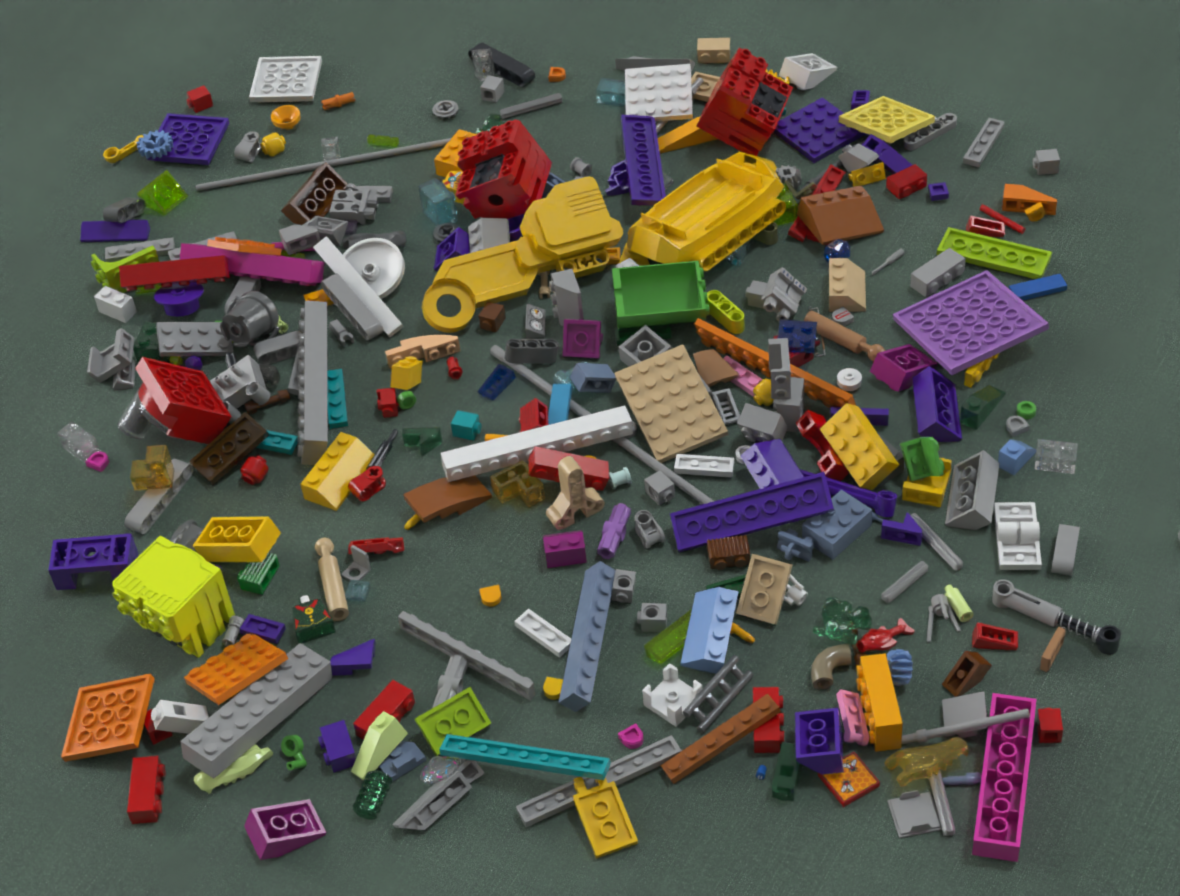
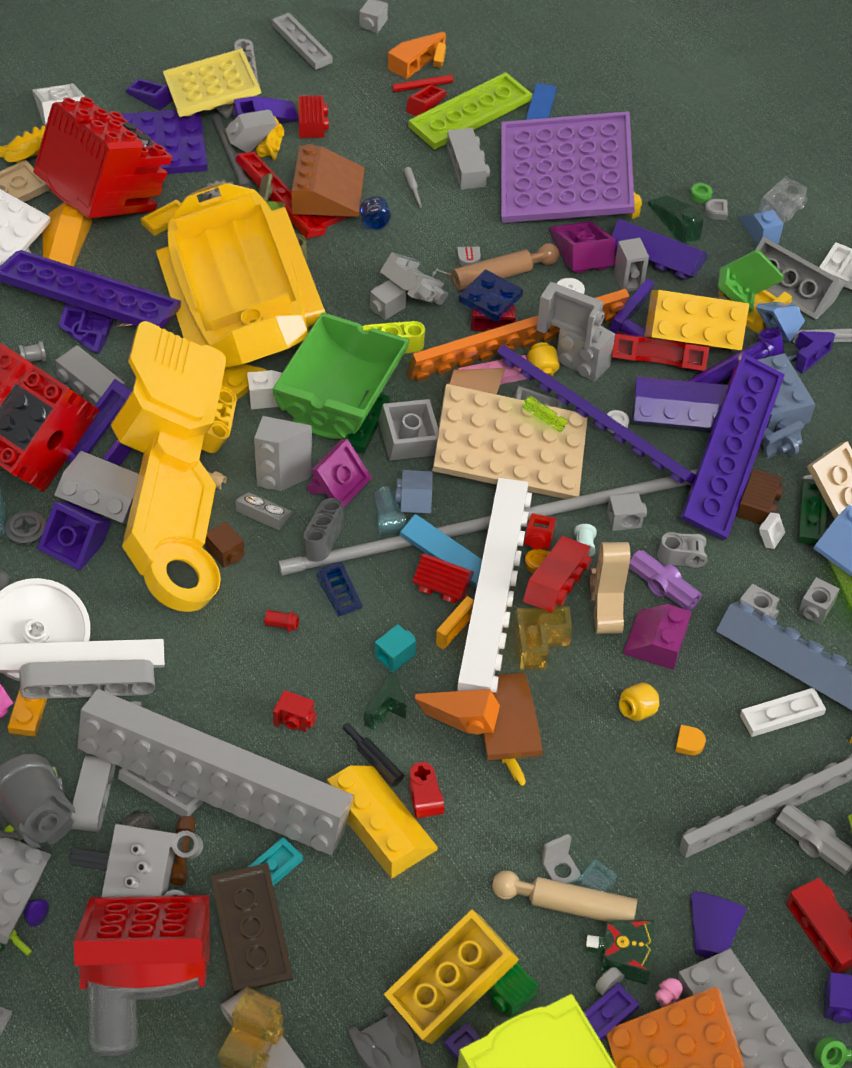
camera: 70 degrees left, 5 degrees up
(254, 470) = (309, 913): red head -> none
(284, 643) = (669, 992): none -> bright pink arm
(285, 618) = (608, 980): none -> light grey tile
(379, 545) = (538, 827): red hinge -> none
(406, 373) = (270, 667): yellow brick -> none
(406, 400) = (305, 688): bright green tile -> none
(427, 347) = (224, 635): light nougat slope -> none
(427, 470) = (465, 710): none -> orange slope
(501, 555) = (639, 701): none -> yellow head
(605, 449) = (540, 537): none -> red brick
(699, 404) = (545, 414): none -> clear neon green axle
(700, 569) = (772, 530): none -> white plate
(704, 465) = (610, 465): white plate -> none
(728, 433) = (602, 420): none -> dark purple plate
(761, 424) = (606, 380): light grey brick -> none
(846, 285) = (427, 234): tan slope -> none
(895, 394) = (631, 264): none -> light grey brick
(911, 495) = (781, 316): none -> medium blue slope
(938, 191) = (345, 103): dark purple plate -> none

